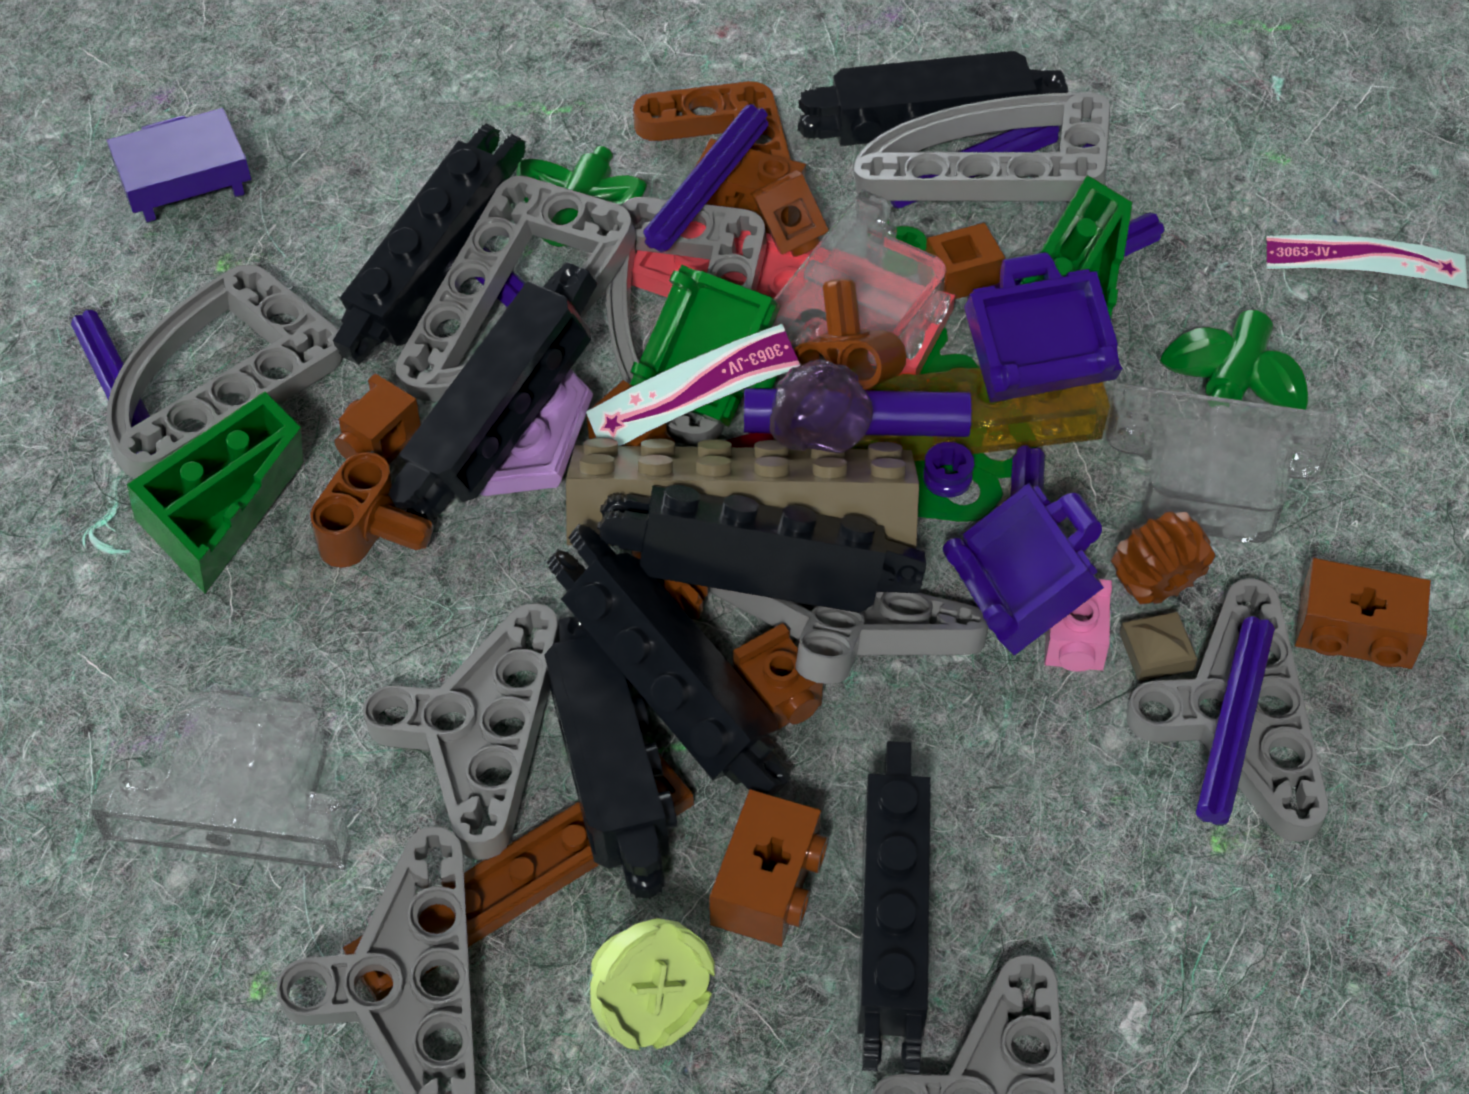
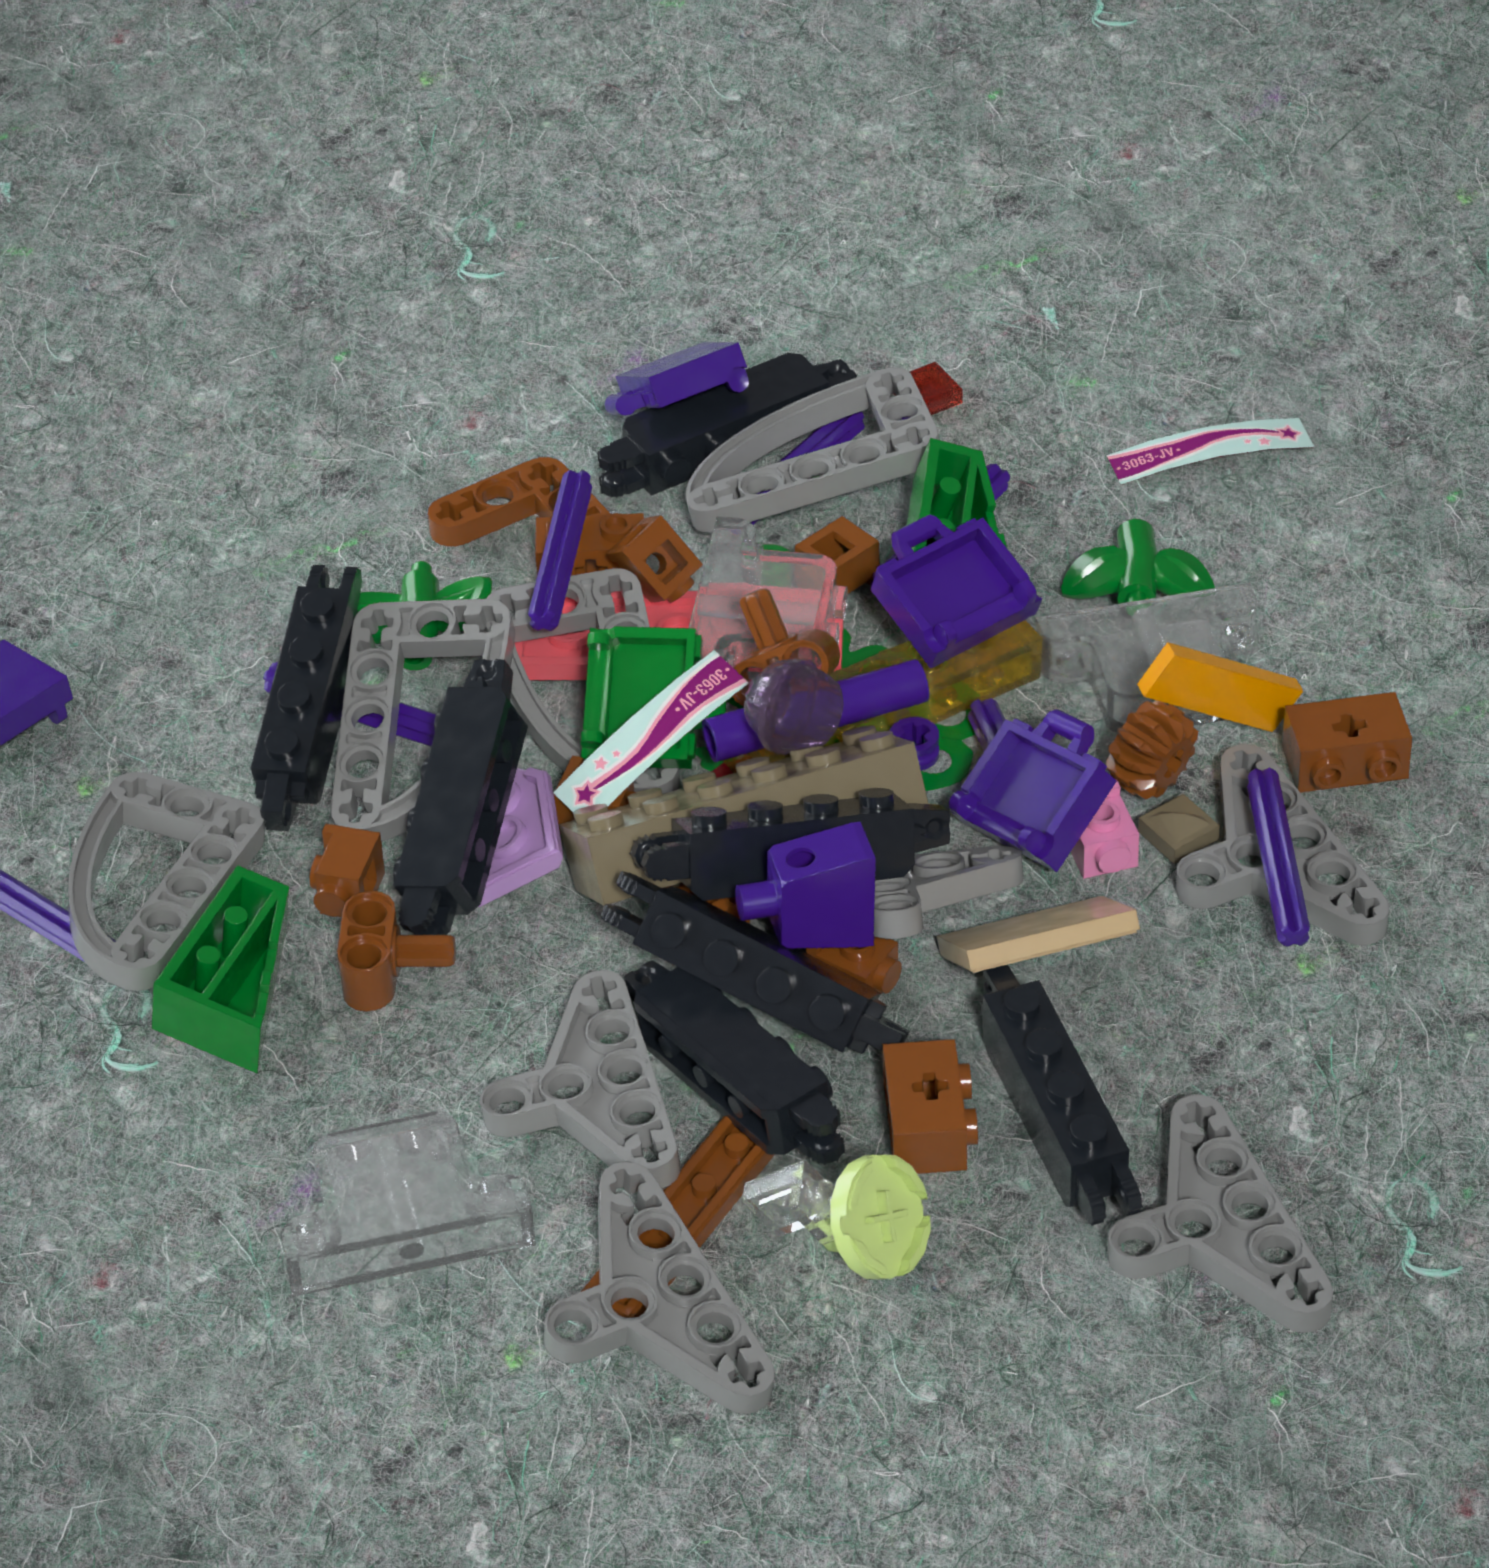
camera: 20 degrees left, 10 degrees down
(581, 927) = (792, 1200): none -> clear bracket
(748, 609) = (817, 890): none -> dark purple torso
(905, 45) = (679, 377): none -> dark purple piece
(962, 719) = (1038, 933): none -> tan tile
(1133, 123) = (937, 388): none -> clear red tile
(1254, 517) = (1219, 687): none -> light orange tile

